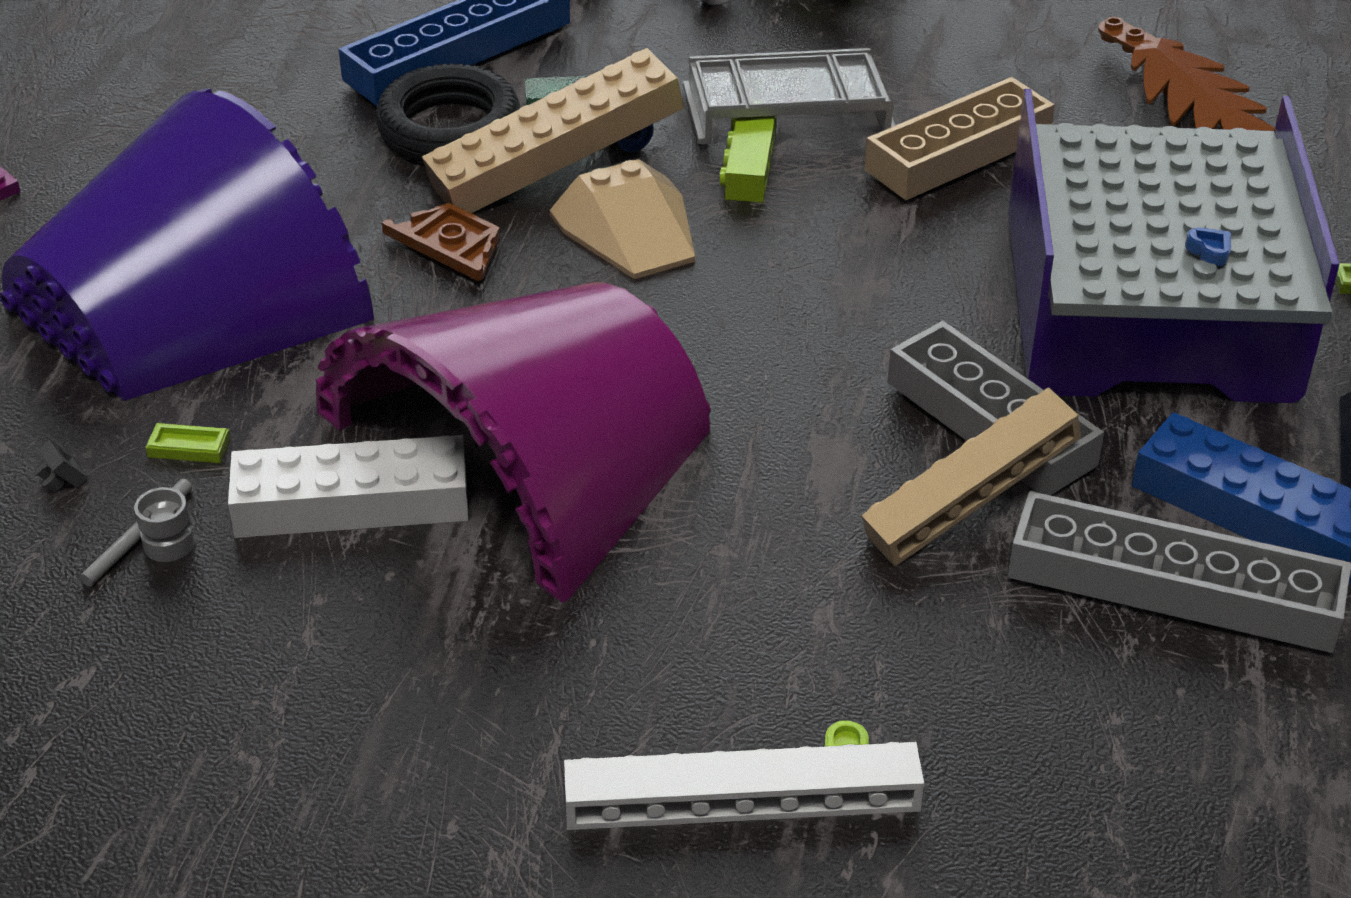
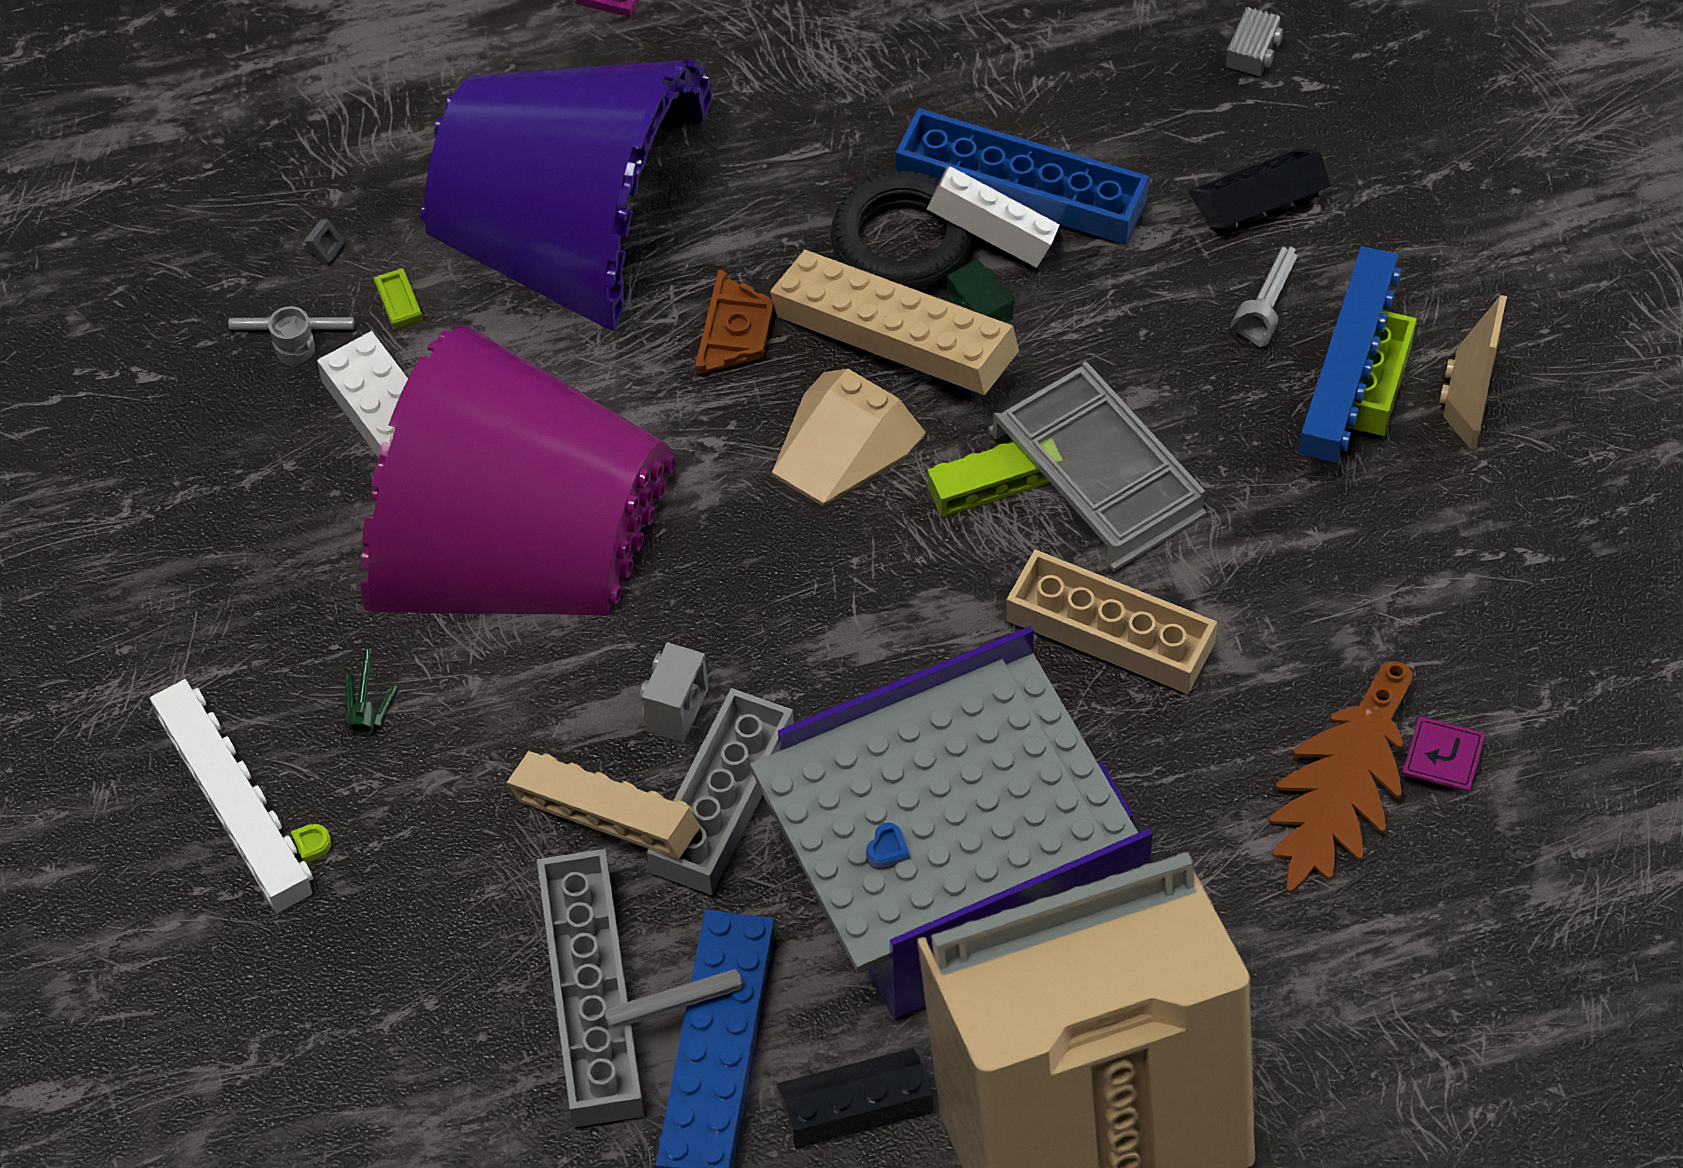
camera: 65 degrees right, 15 degrees up
(491, 47) = (993, 216): none -> white slope
(710, 637) = (363, 717): none -> dark green plant
(860, 394) = (674, 691): none -> light grey brick
(1198, 36) = (1444, 754): none -> magenta piece
(1247, 497) = (673, 999): none -> light grey axle

